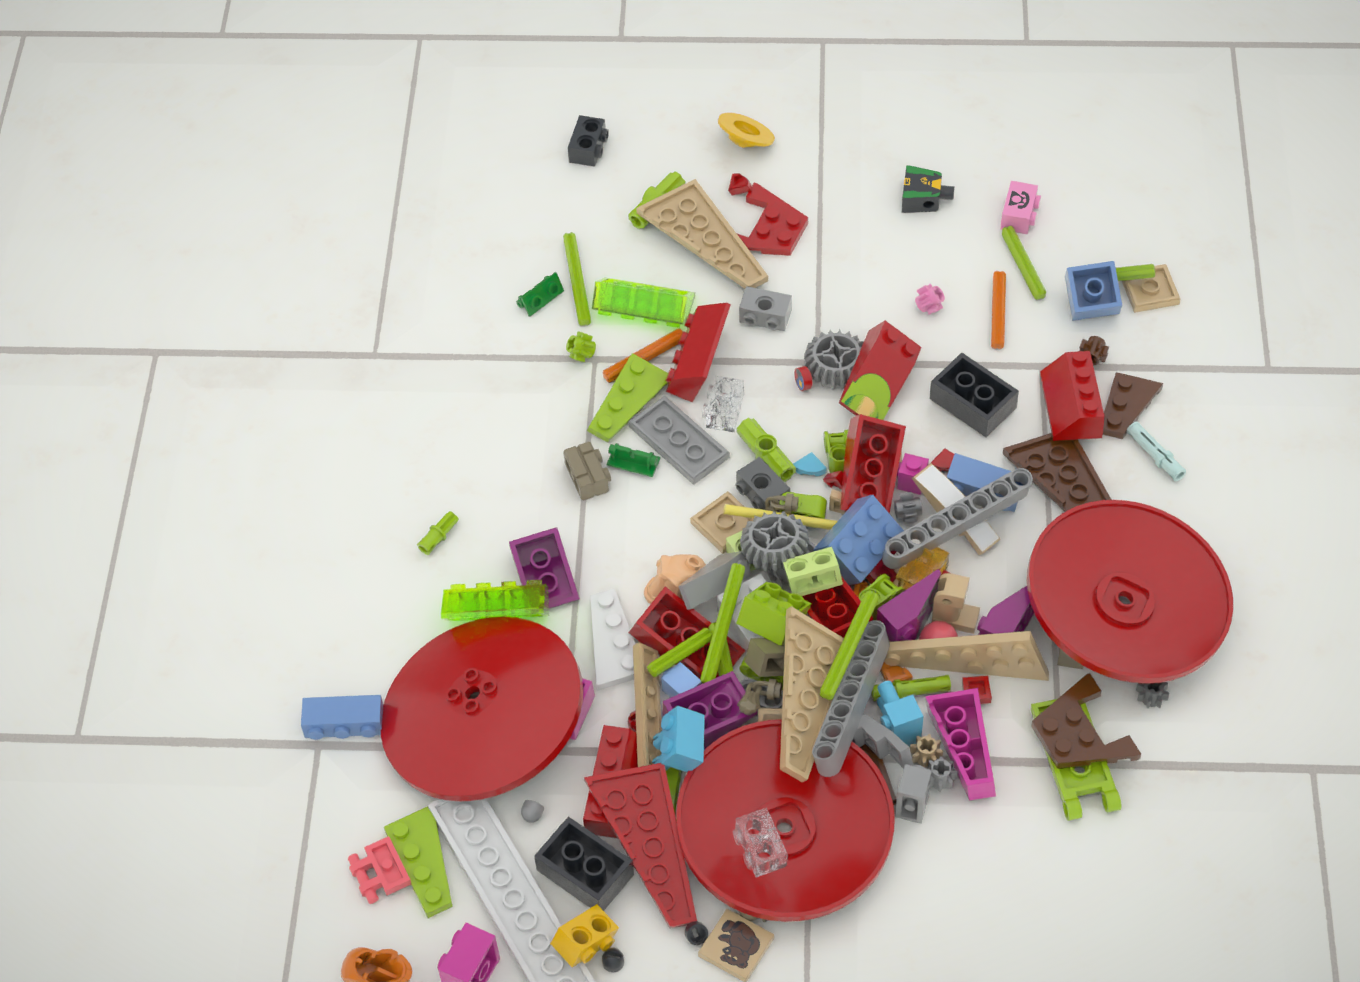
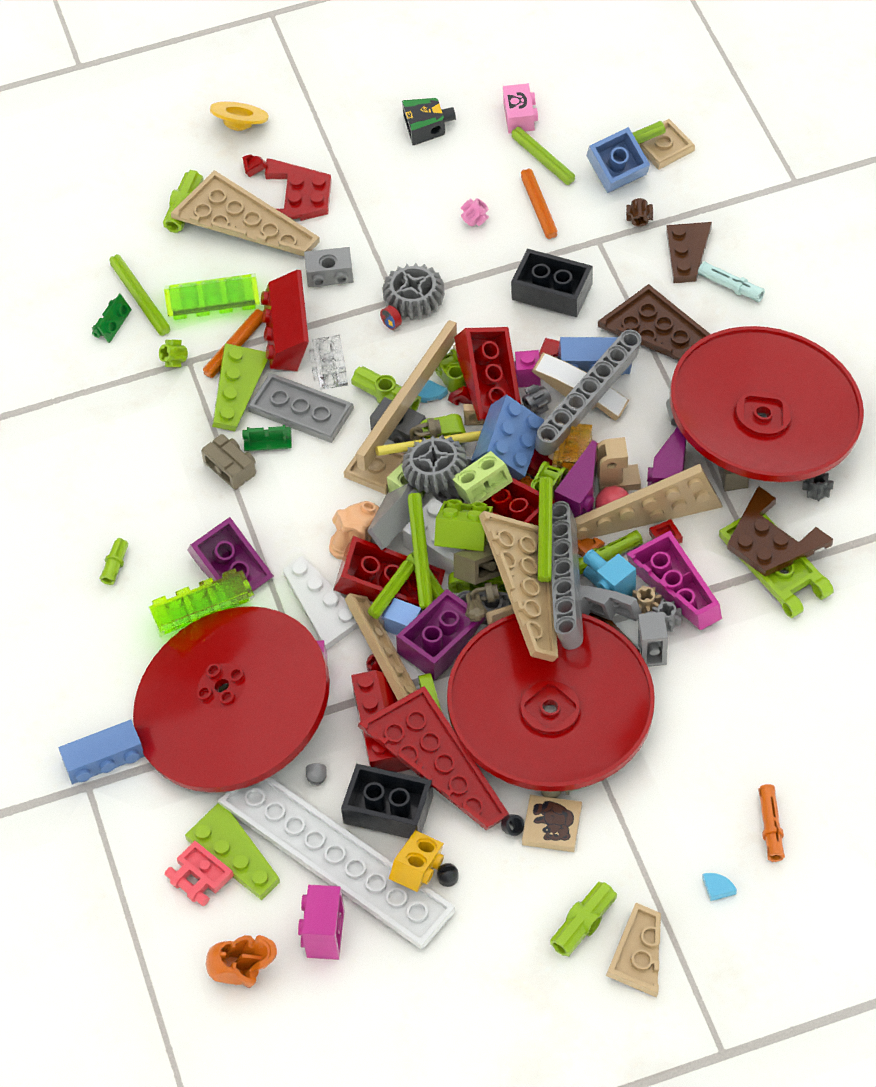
camera: 20 degrees left, 0 degrees up
(587, 140) = (93, 167): black brick -> none
(680, 740) = (431, 661): medium azure brick -> none
(765, 841) = (546, 720): clear brick -> none
(779, 462) = (406, 395): none -> tan tile
(879, 371) = (459, 286): red slope -> none
(1073, 397) = (640, 257): red slope -> none

